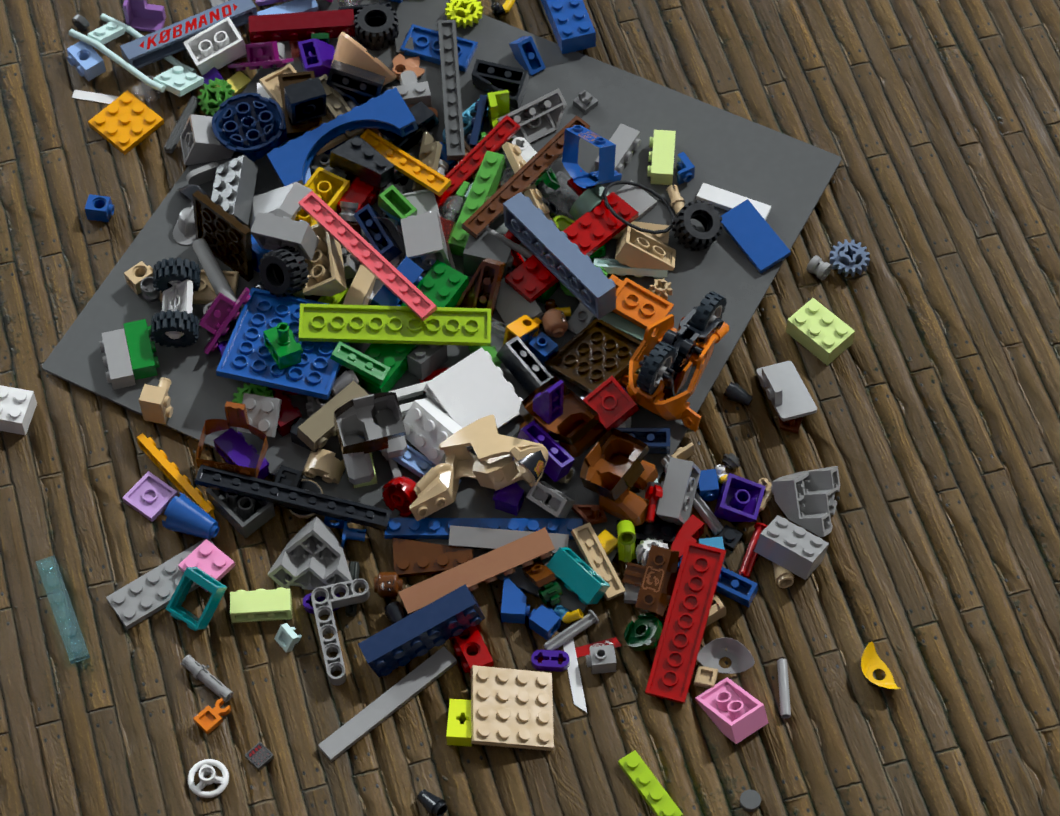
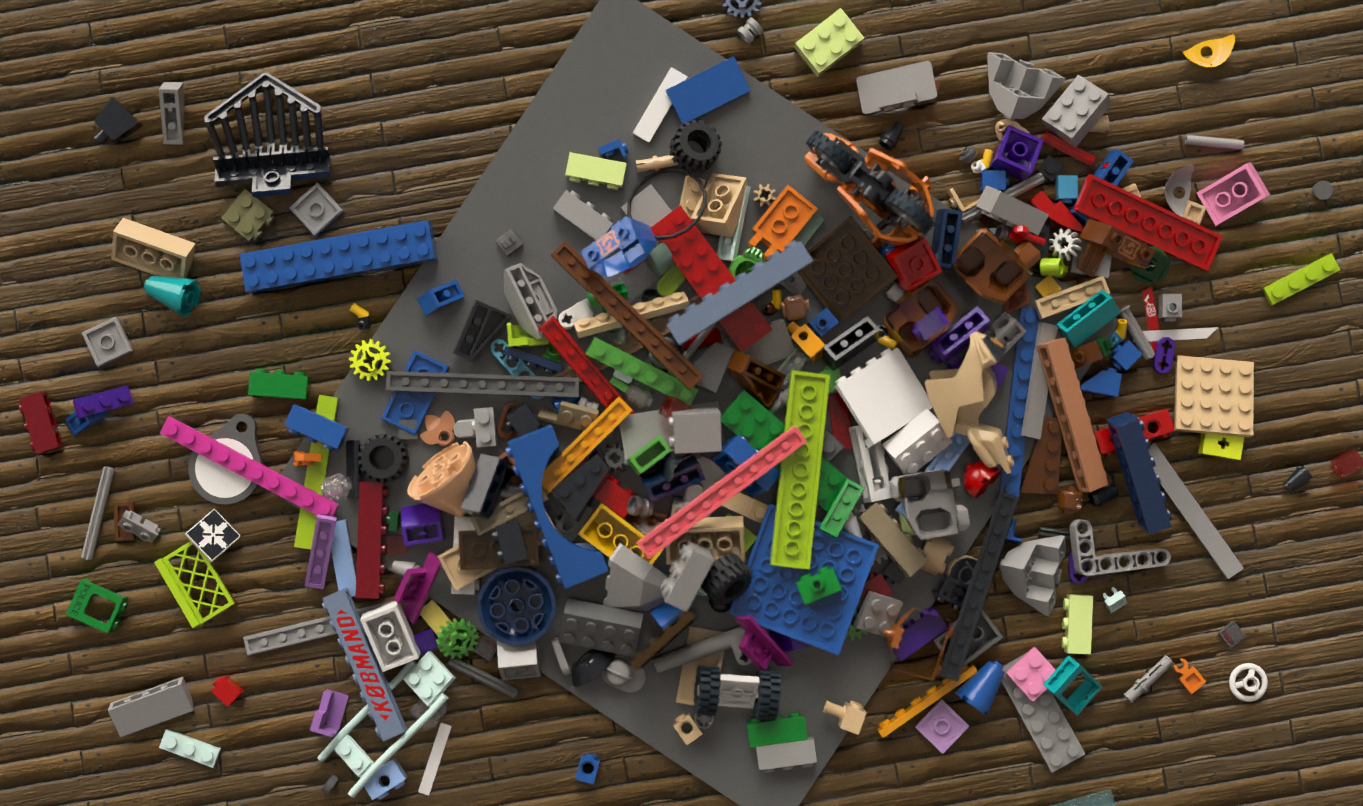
camera: 85 degrees left, 30 degrees up
(126, 122) = (472, 737): light orange plate -> none

